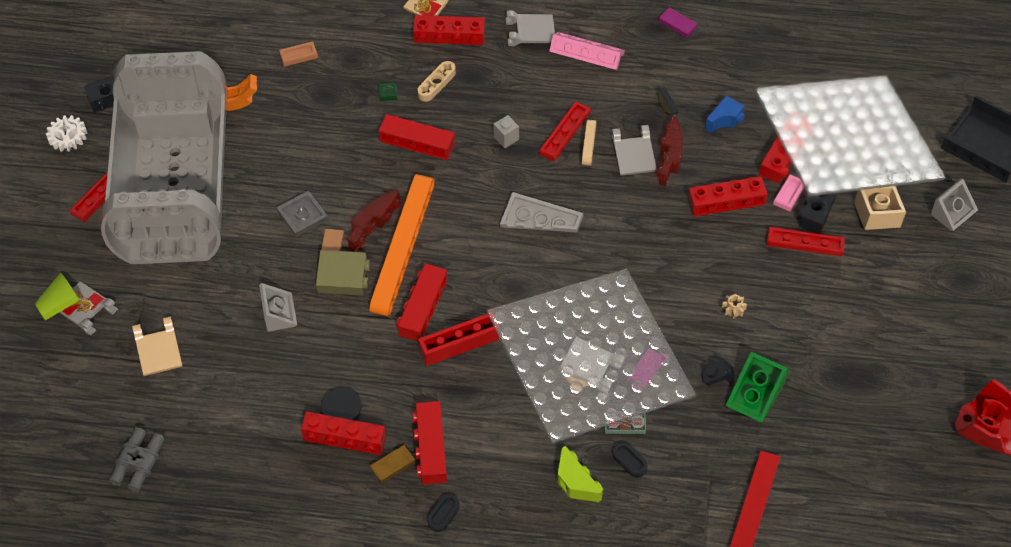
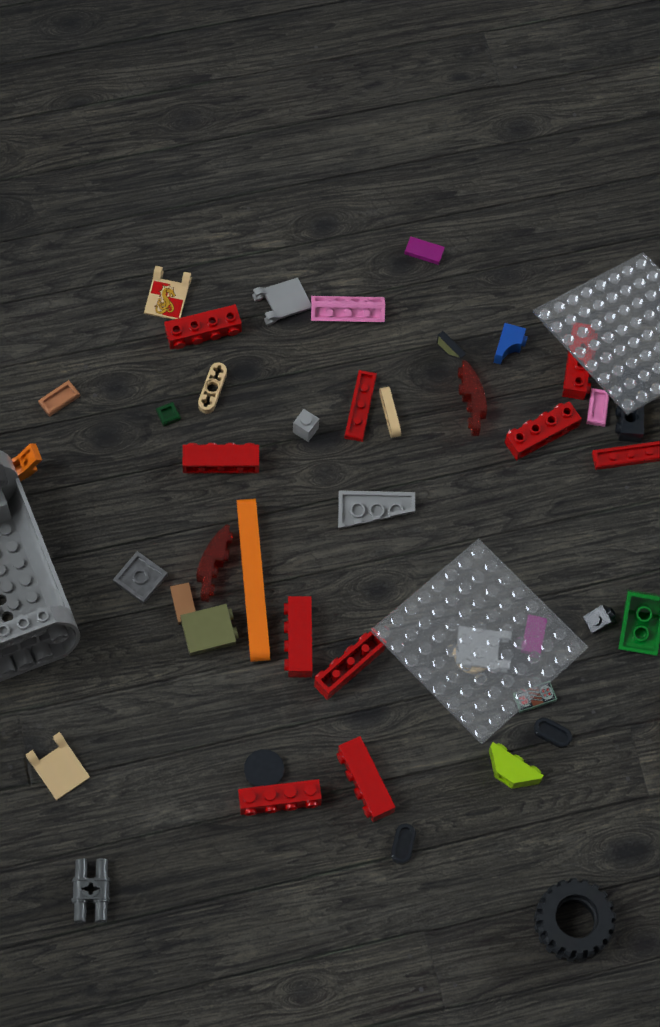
camera: 25 degrees left, 10 degrees up
(277, 308) = (159, 687): light grey slope -> none
(392, 464) = (336, 811): pearl gold tile -> none
(634, 154) = (437, 409): light grey flag -> none
(734, 306) = (594, 541): tan gear -> none

